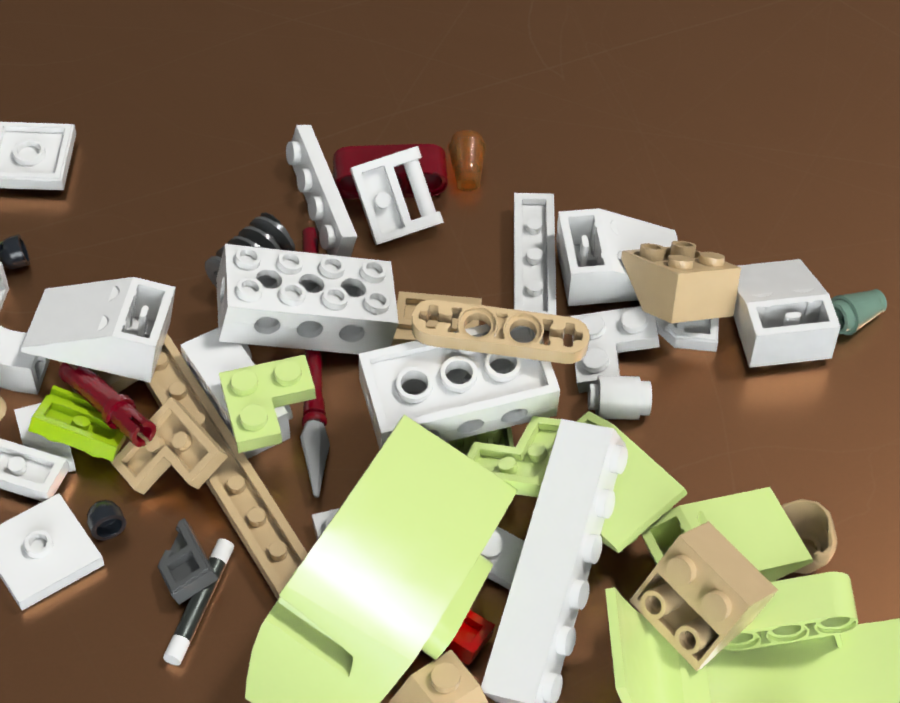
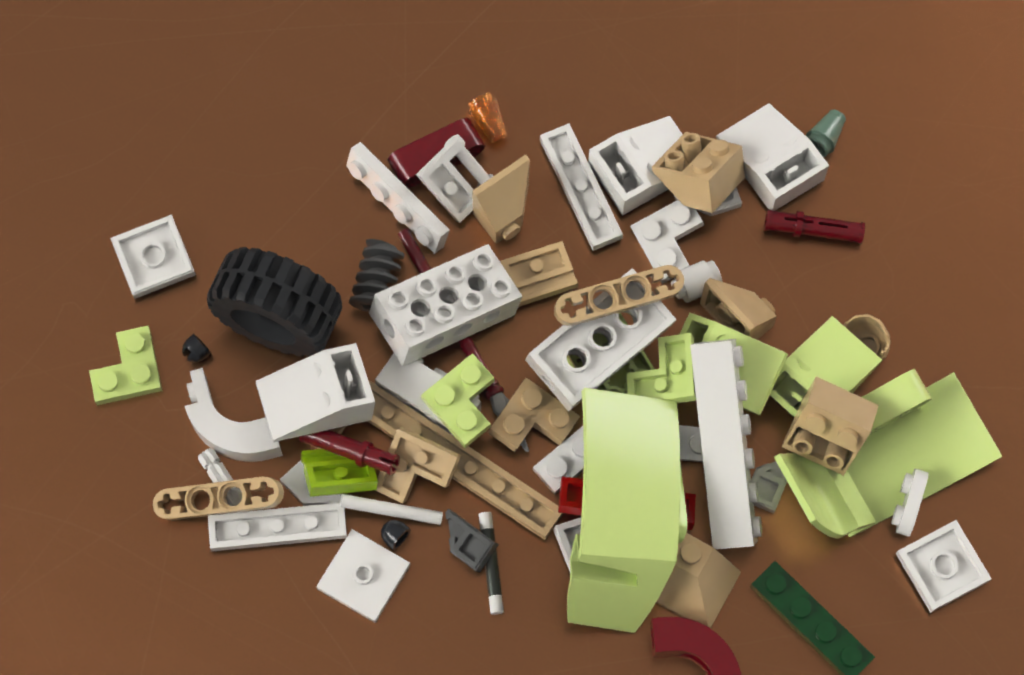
camera: 25 degrees left, 20 degrees up
(113, 211) = (274, 301): none -> black tyre
(117, 490) = (391, 509): none -> white bar
(333, 448) = (532, 408): none -> tan plate
(437, 229) = (502, 201): none -> tan slope
(590, 660) = (770, 485): none -> white tile
(656, 432) = (738, 308): none -> tan slope
(805, 402) = (814, 226): none -> dark red pin

